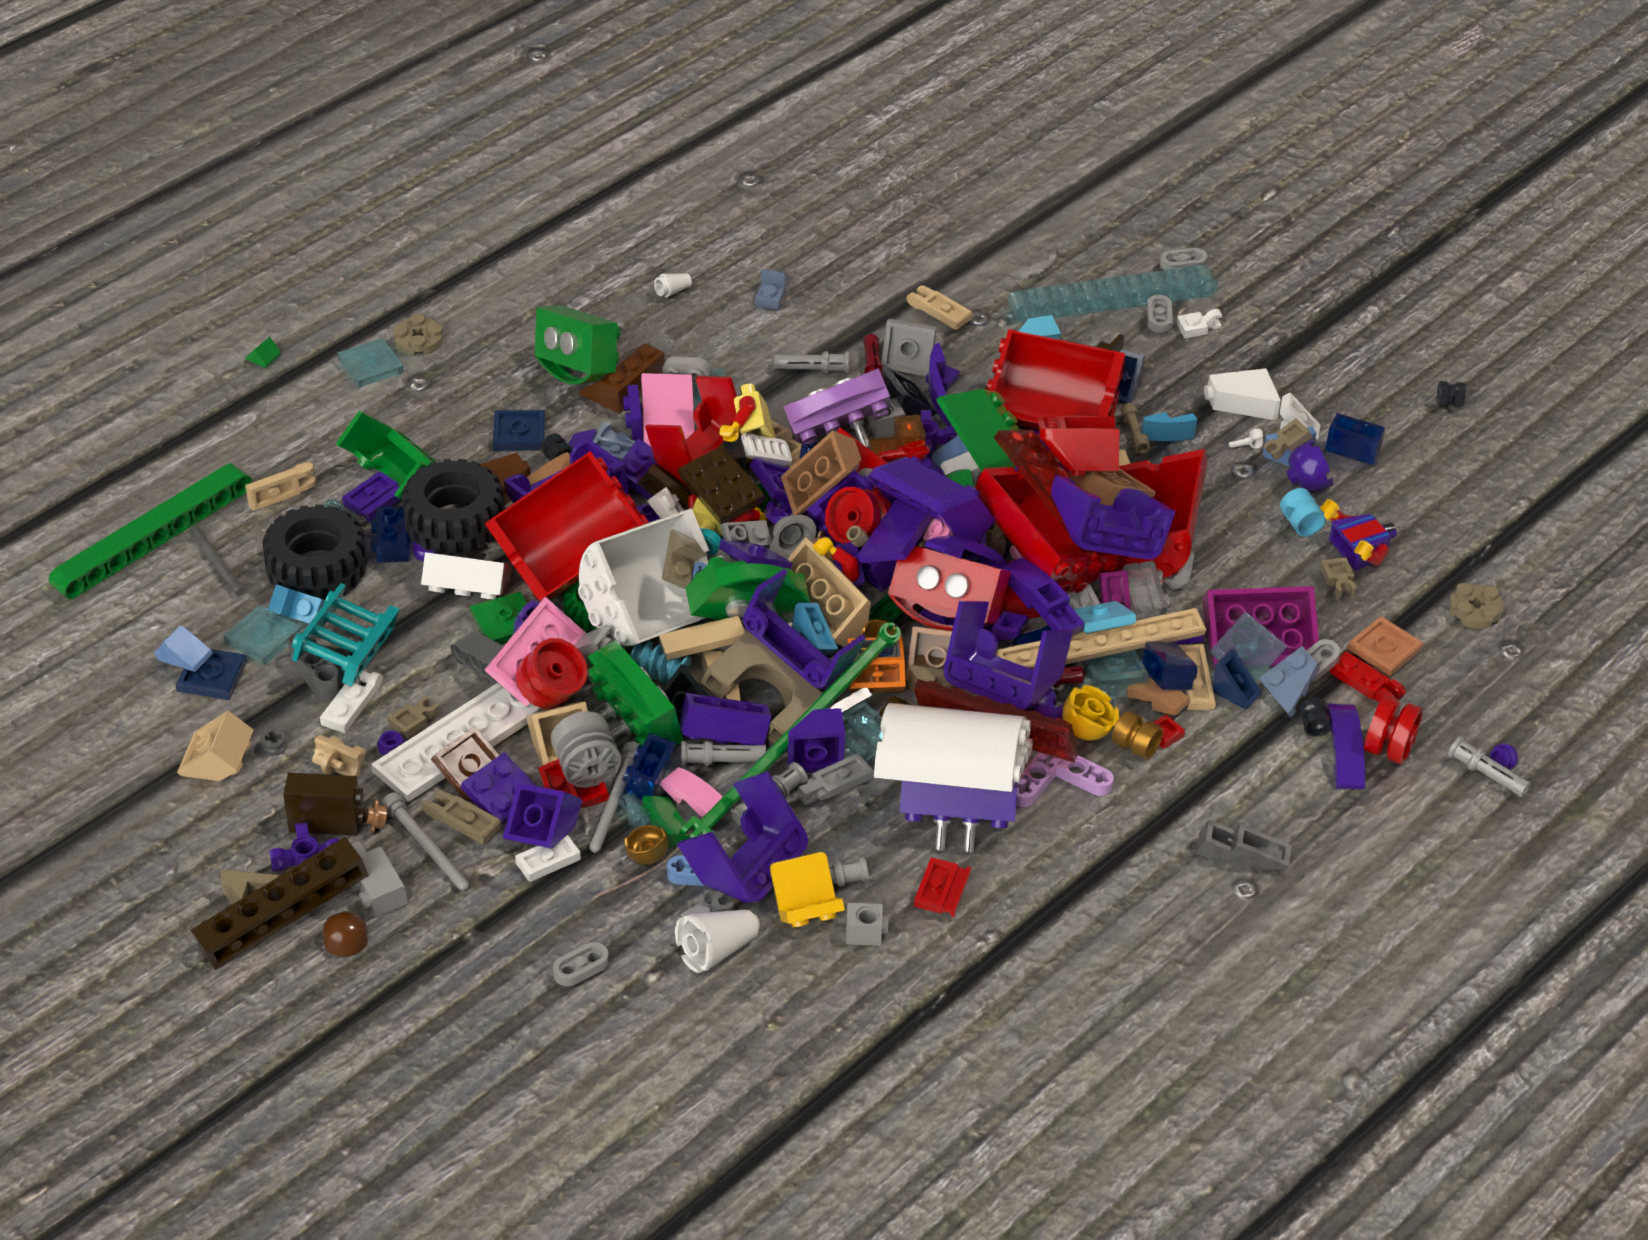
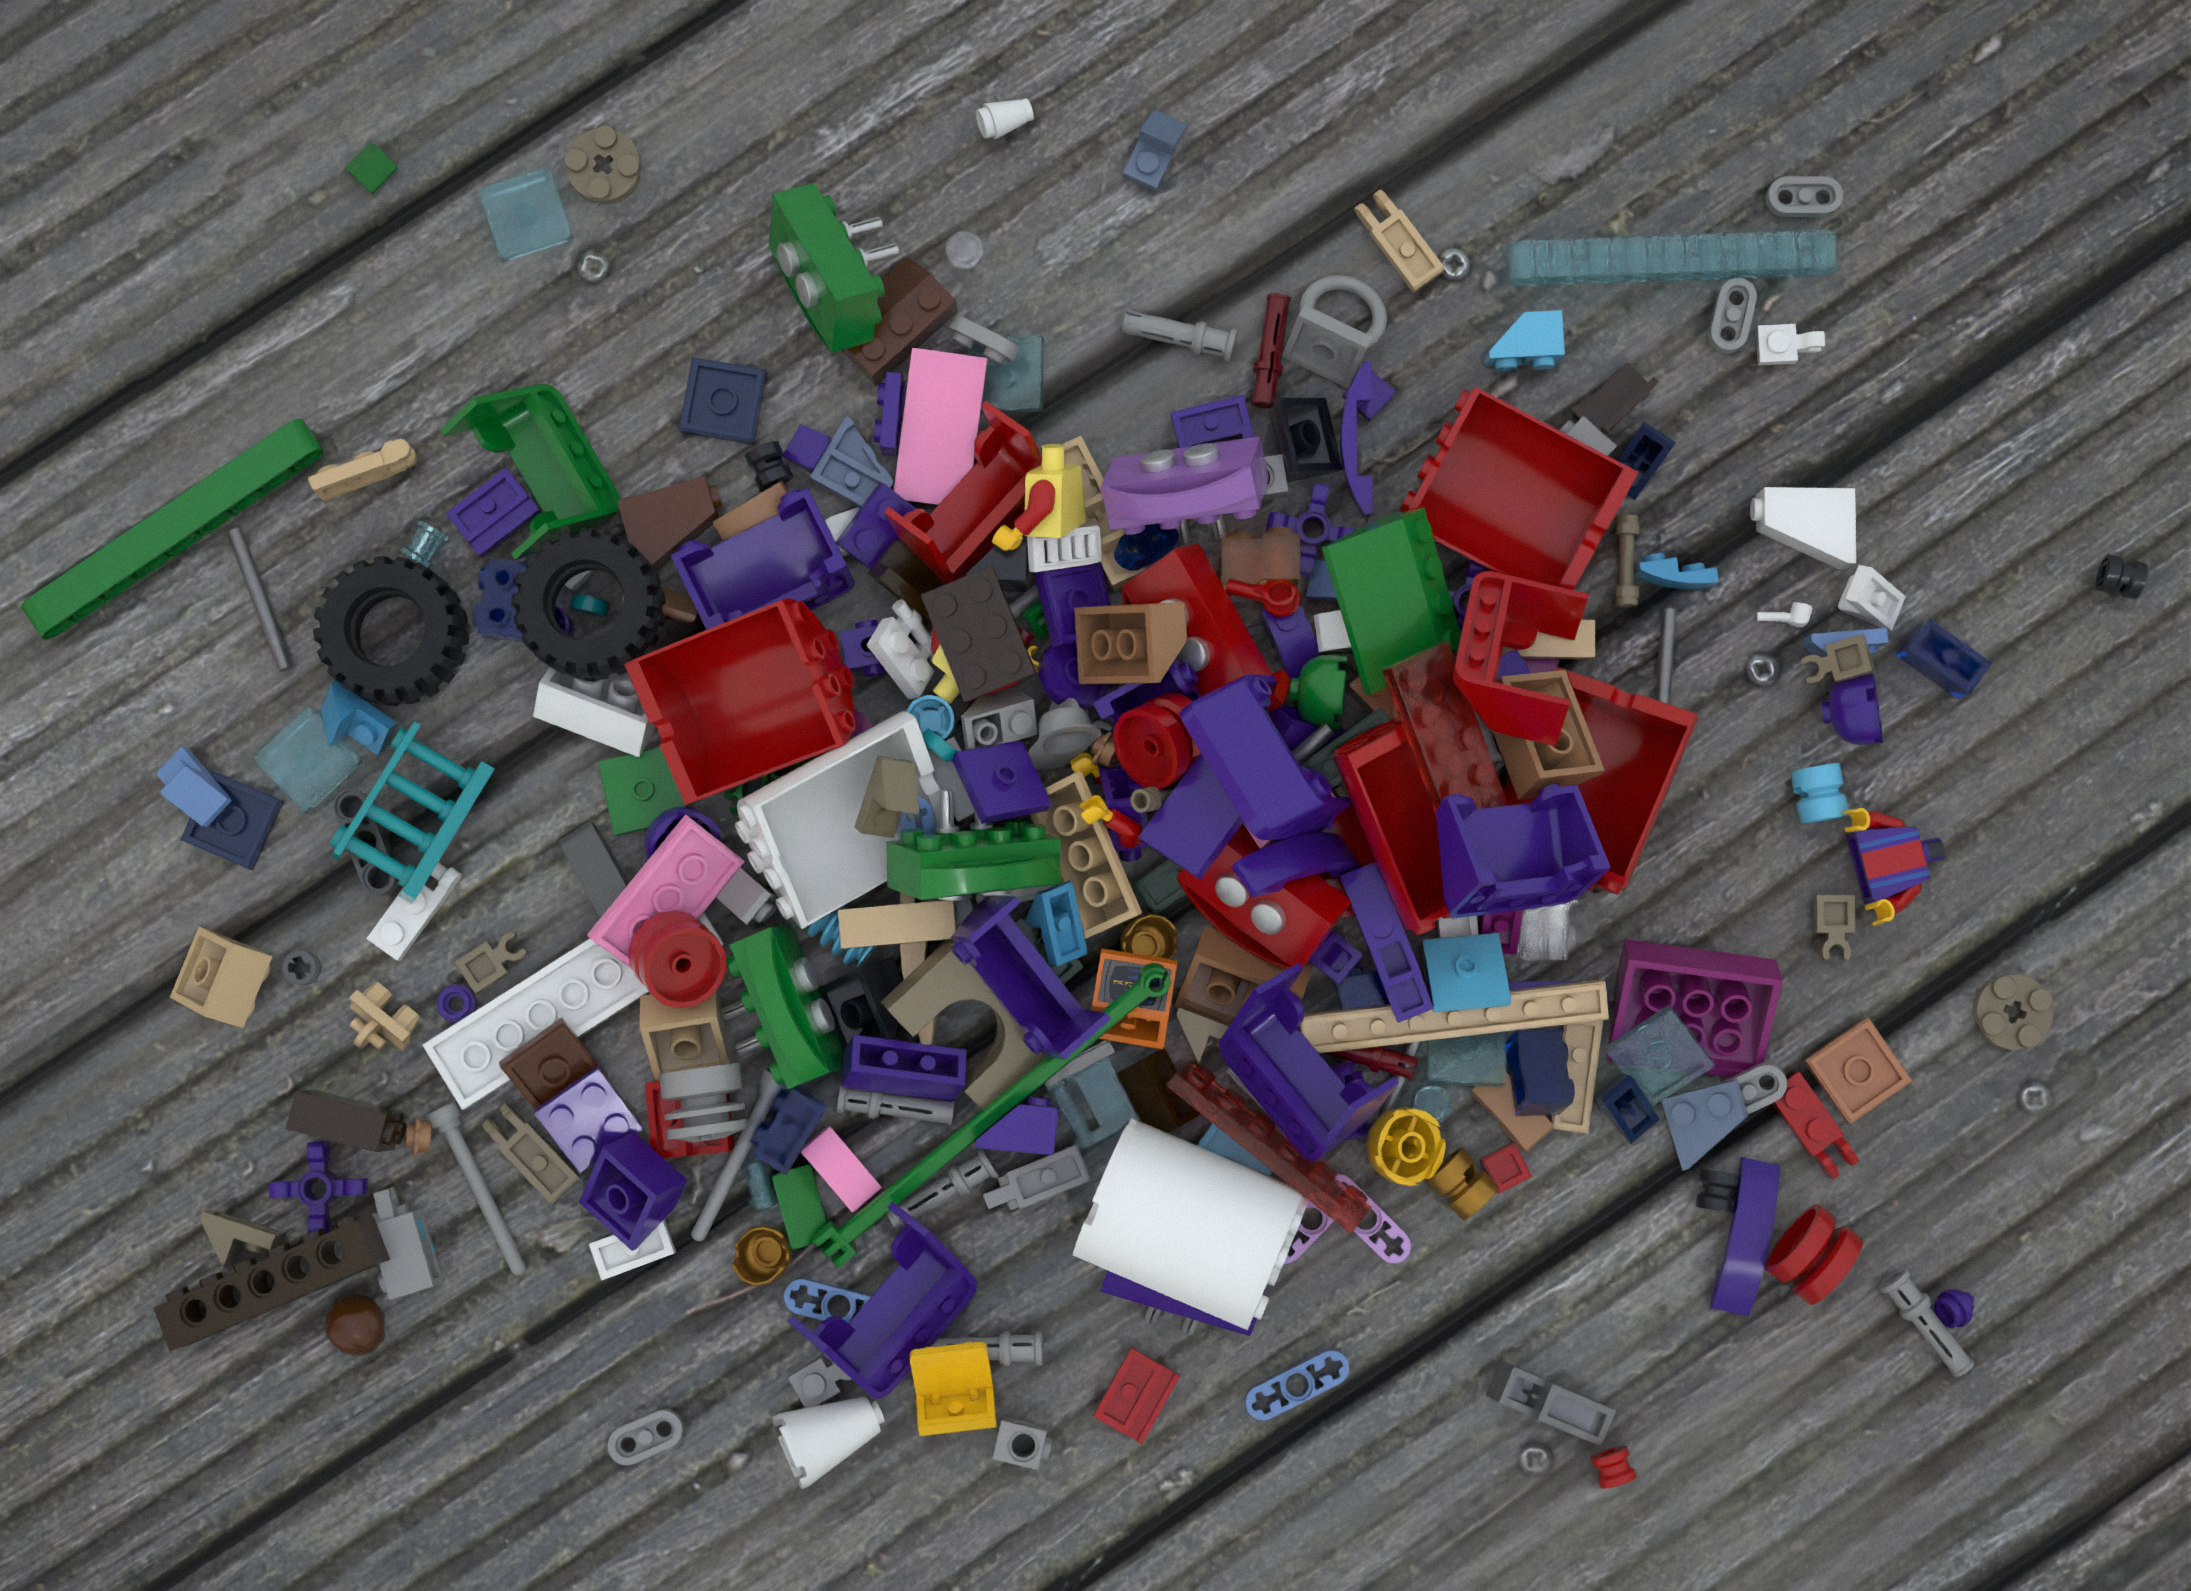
camera: 10 degrees right, 40 degrees up
(1061, 856) = (1293, 1400): none -> medium blue beam
(1301, 875) = (1613, 1467): none -> red wheel

